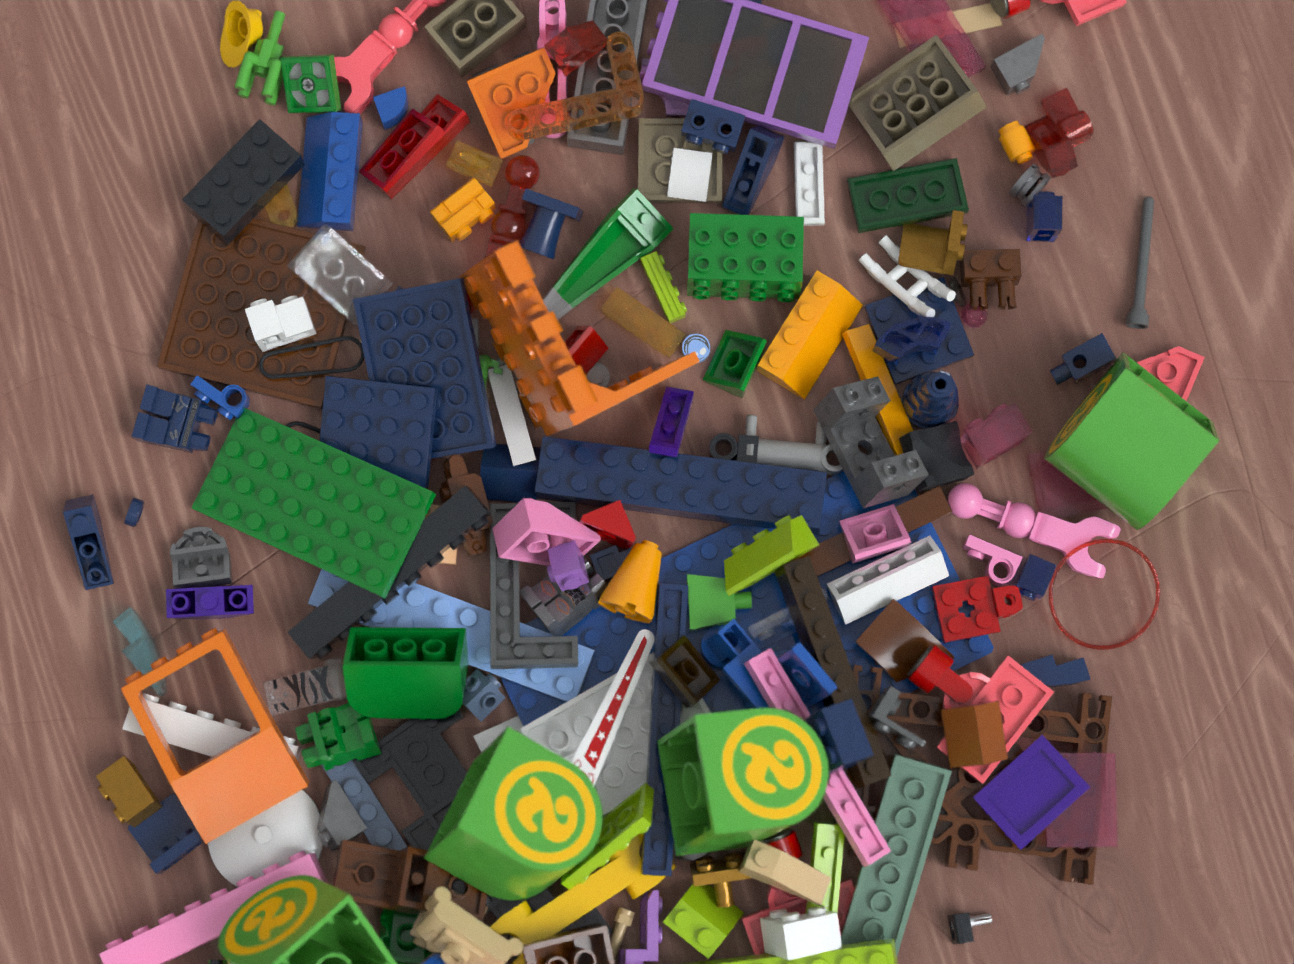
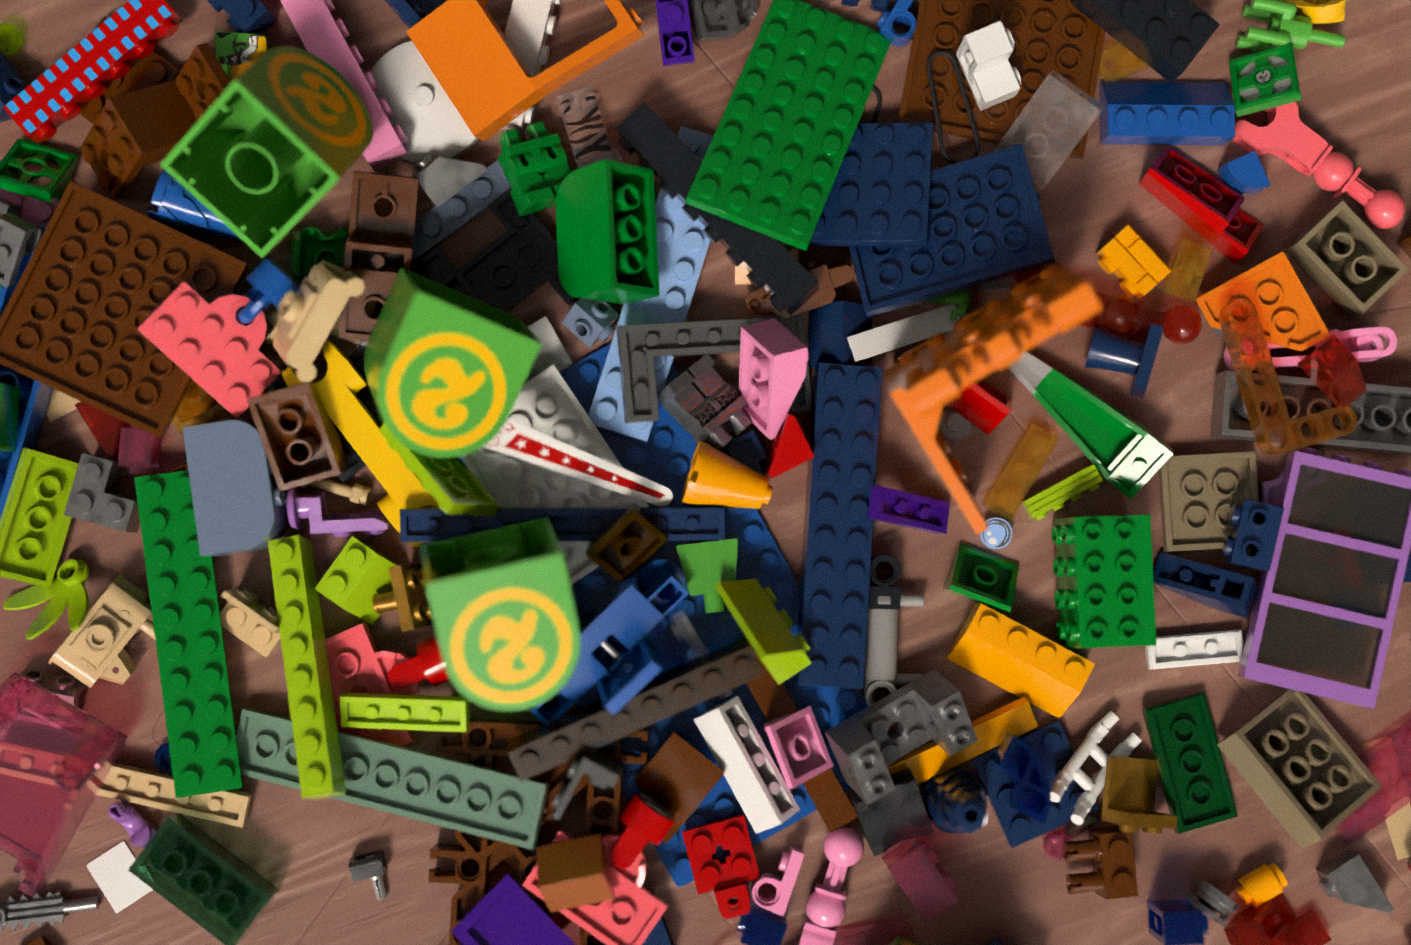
camera: 80 degrees right, 5 degrees up
(567, 566) = (736, 403): medium lavender brick -> none
(689, 174) = (1194, 513): white sticker -> none
(784, 872) = (407, 667): tan slope -> none
(800, 935) = (340, 689): white brick -> none
(839, 793) = (496, 726): bright pink plate -> none
(841, 735) = (558, 721): dark blue brick -> none

